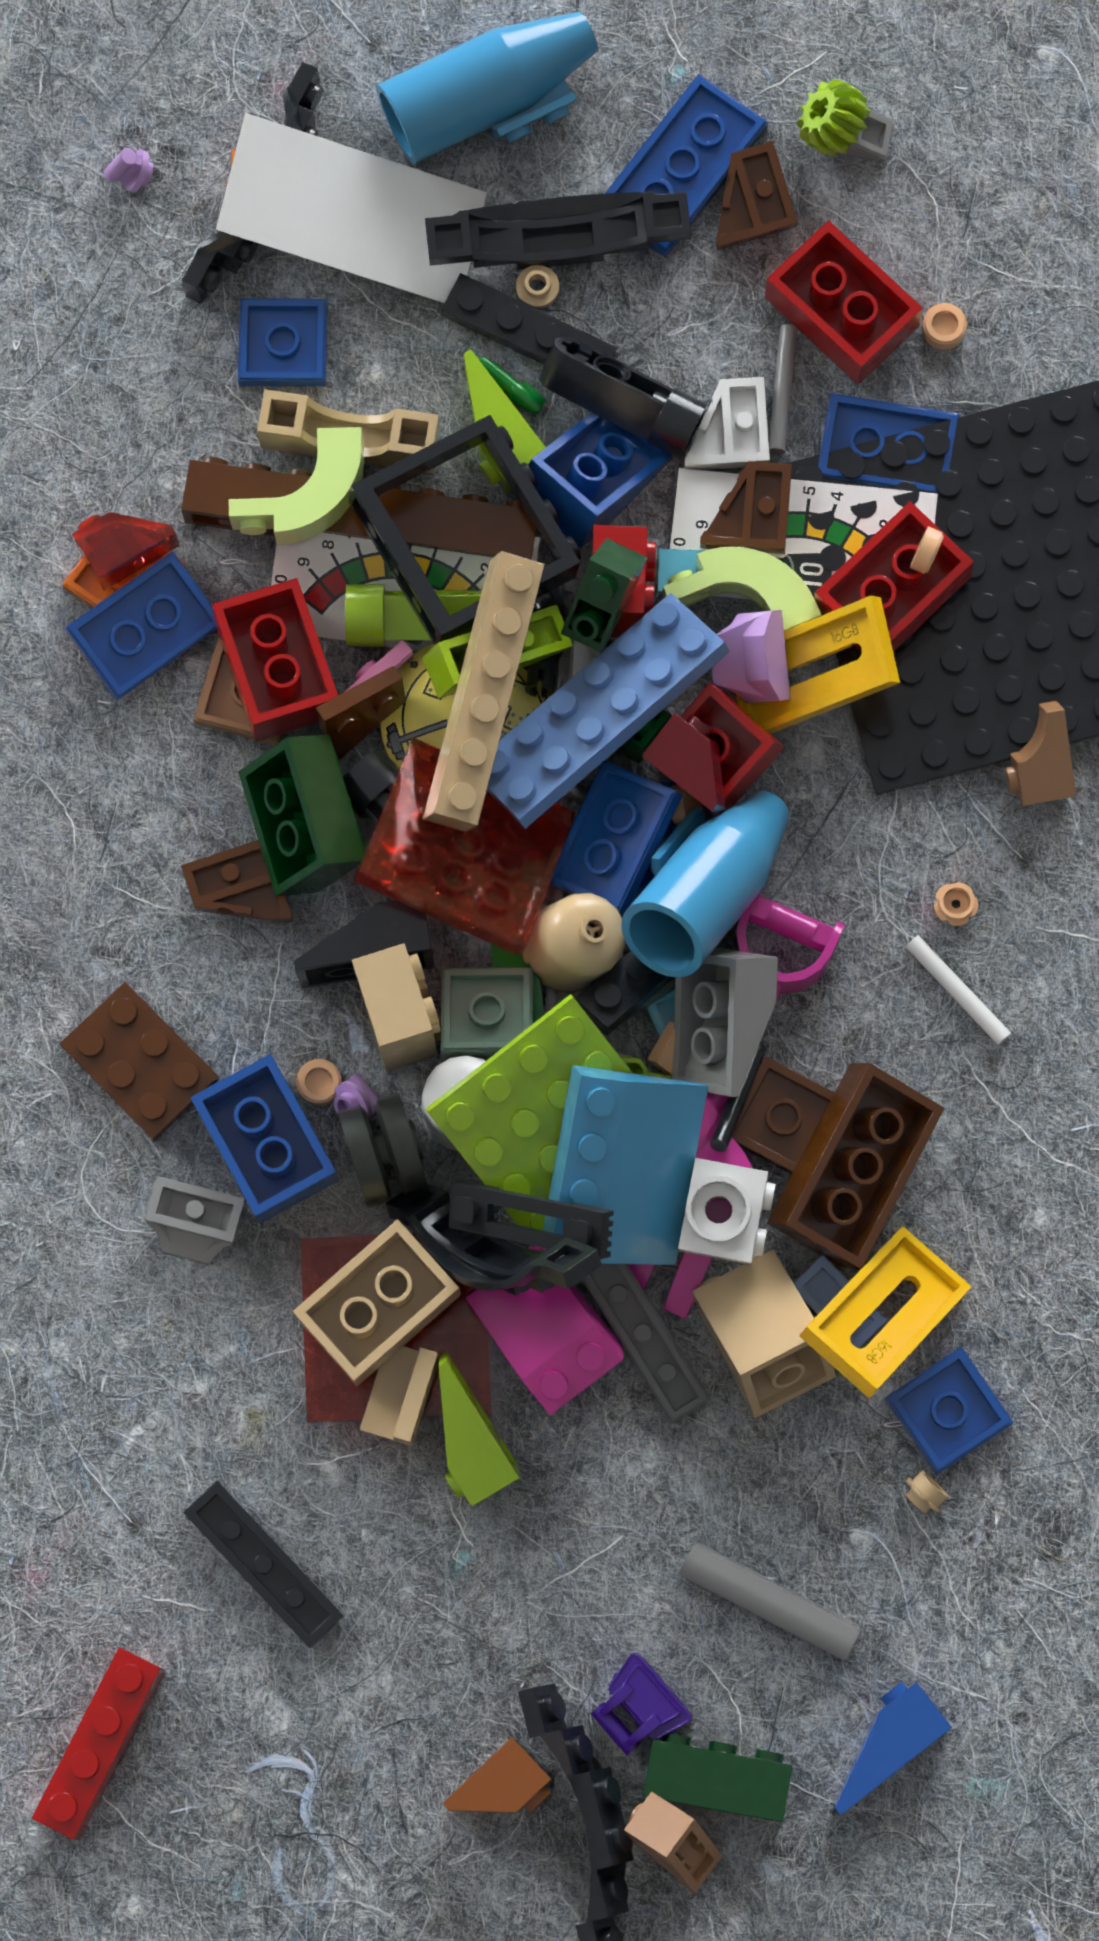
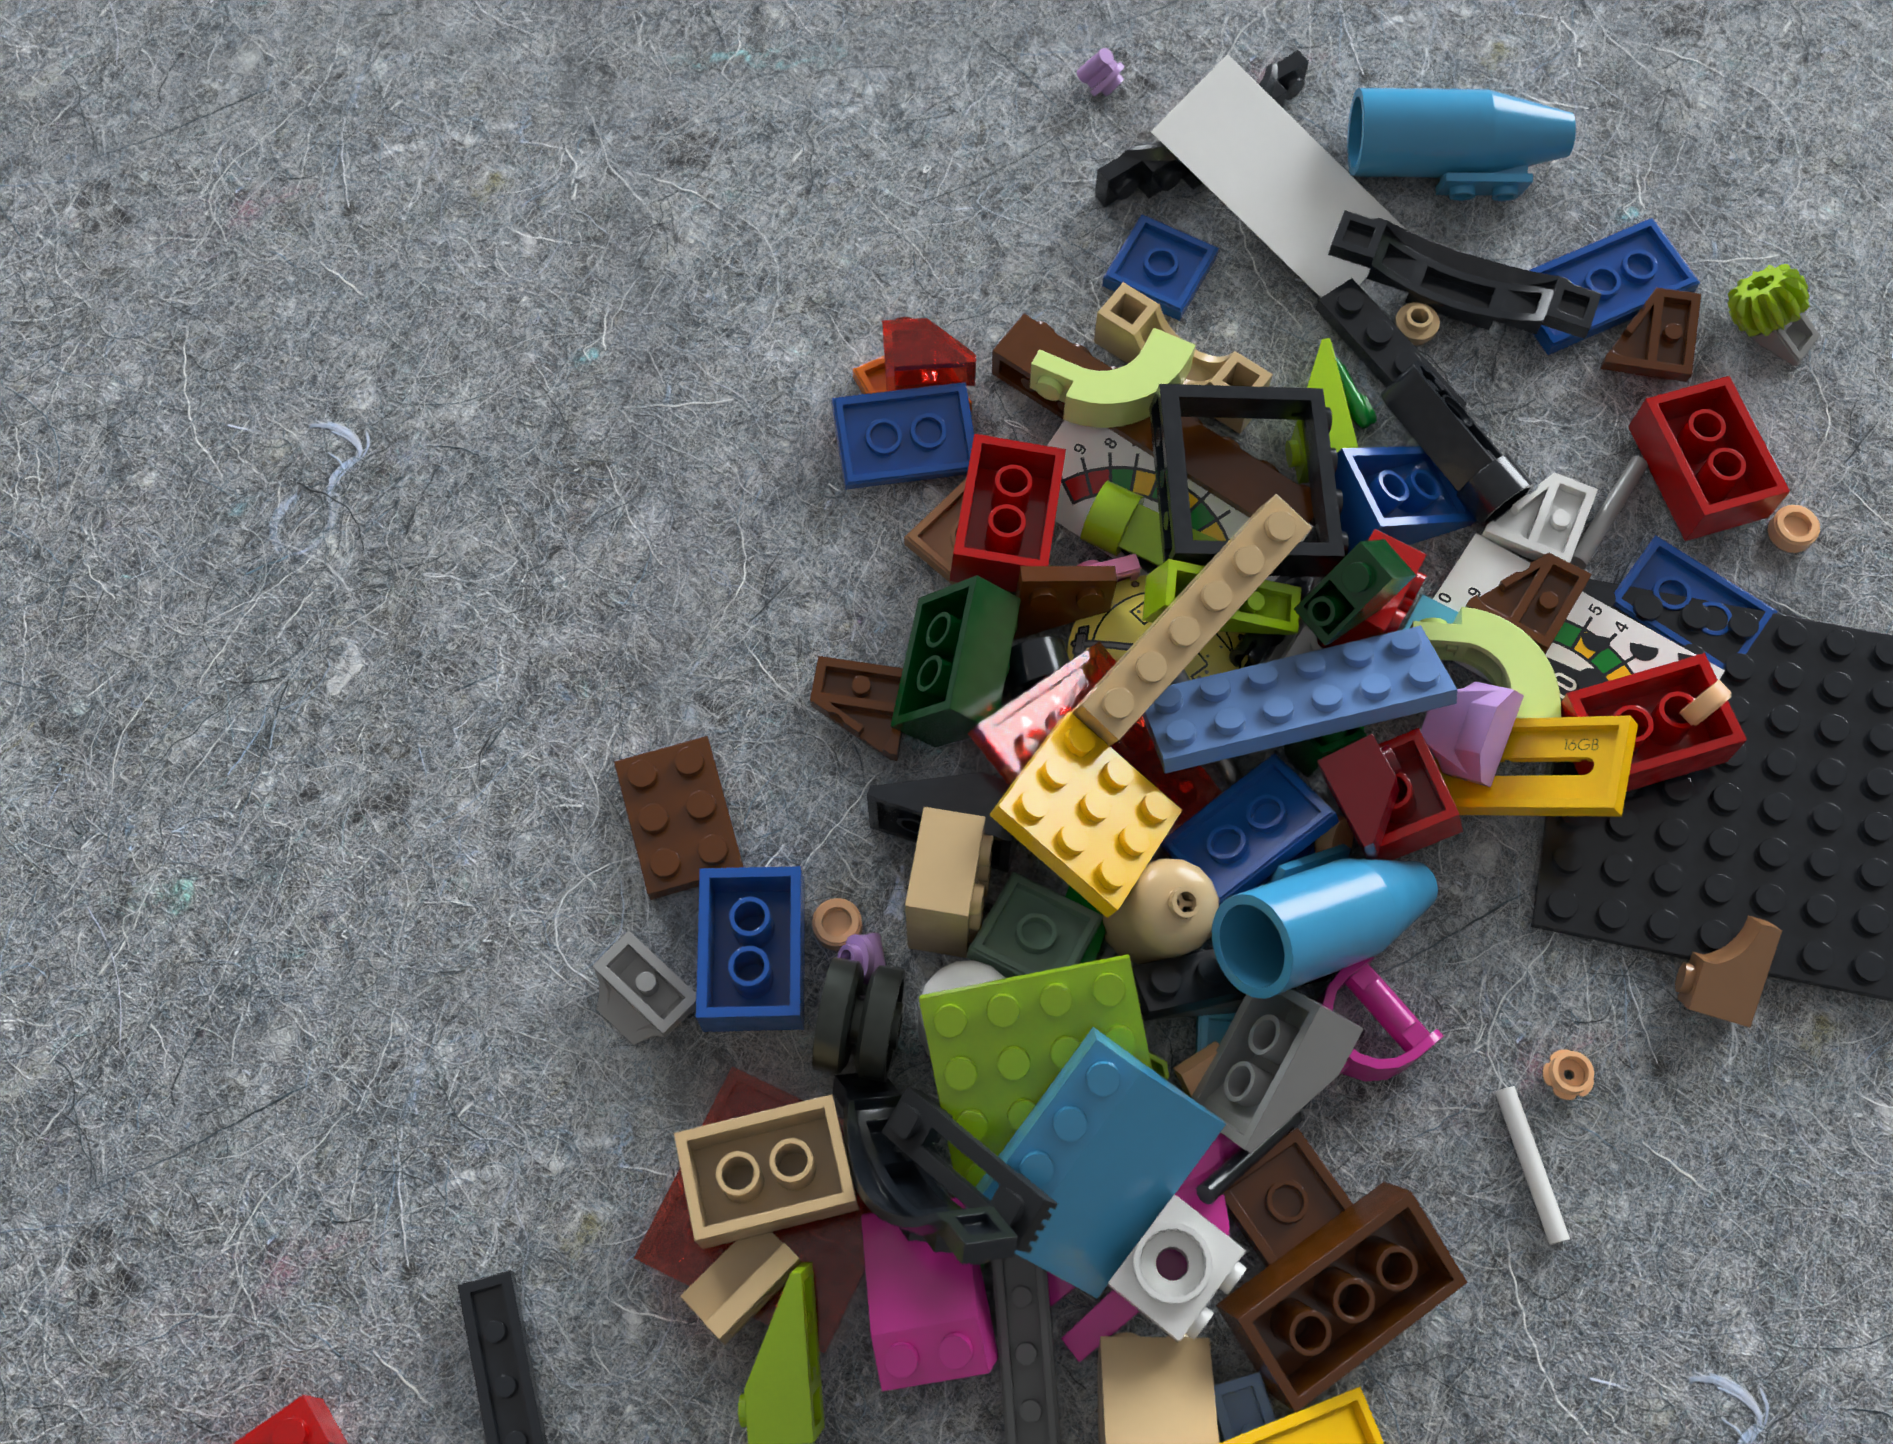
camera: 25 degrees right, 10 degrees down
(481, 895) = (1087, 814): none -> yellow plate

